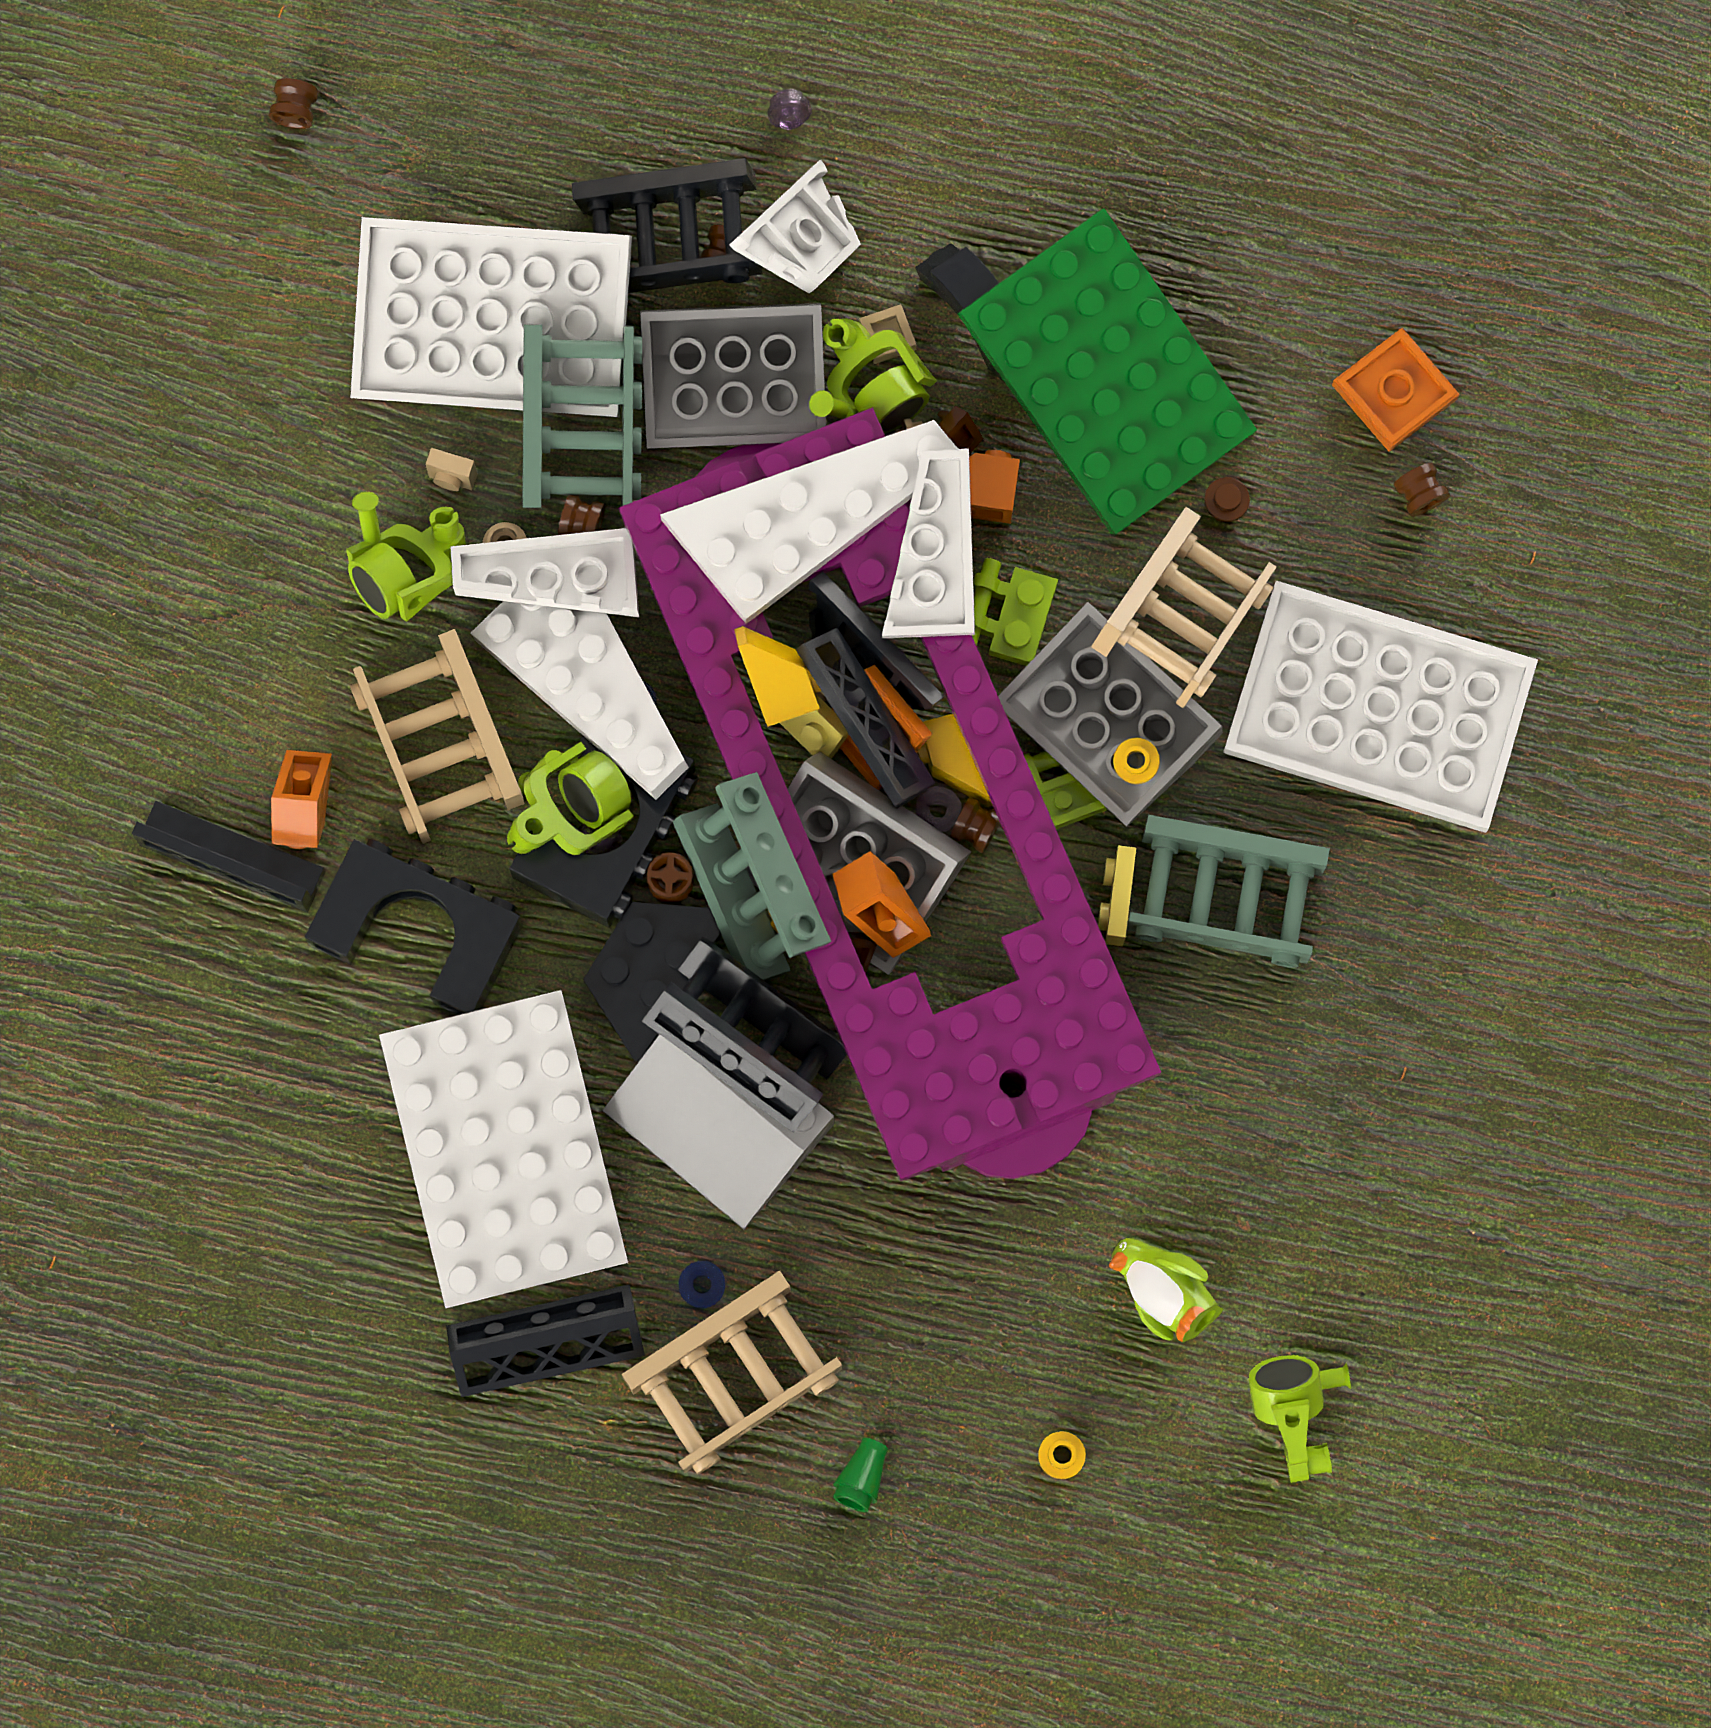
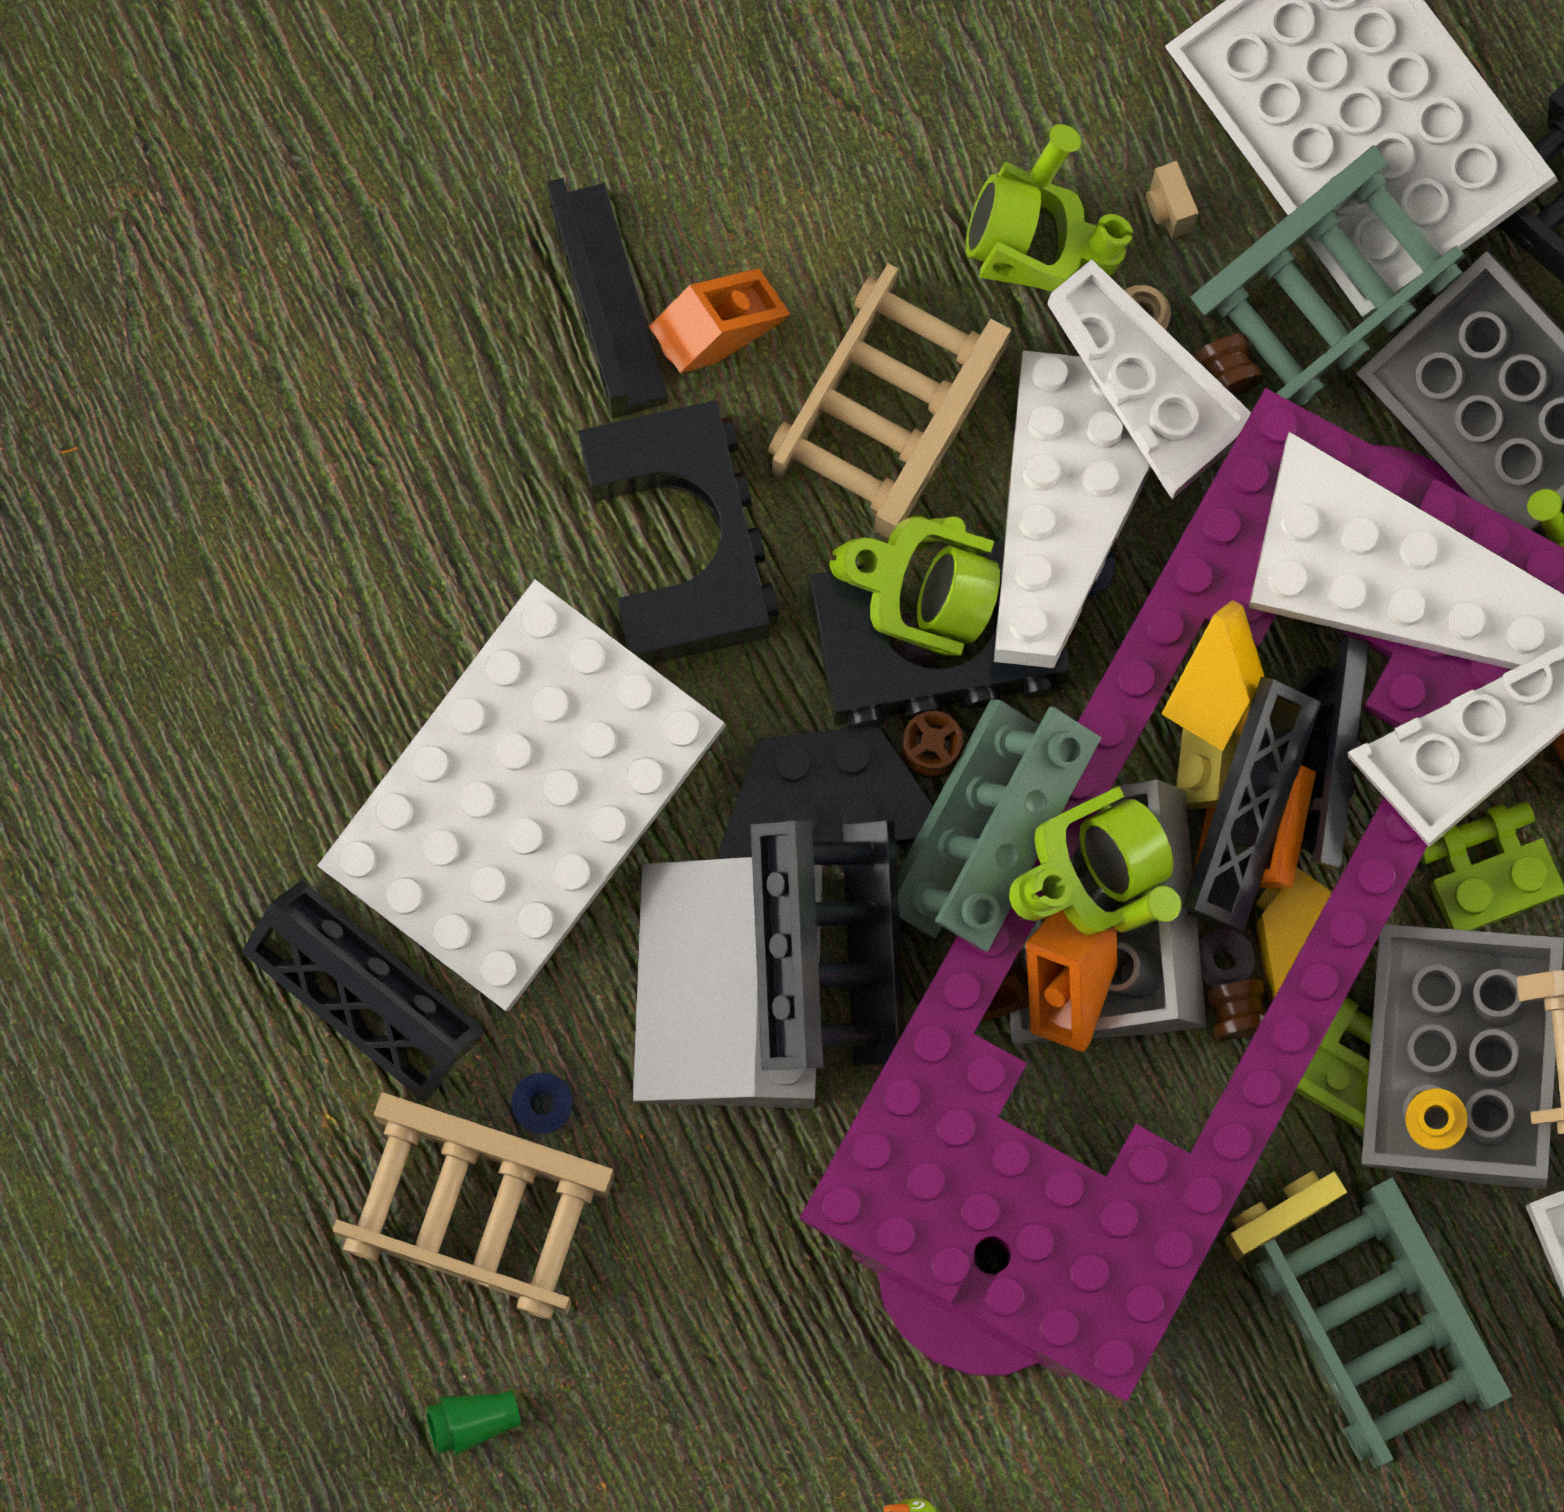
camera: 50 degrees right, 0 degrees up
(836, 815) = (1122, 852): none -> lime piece

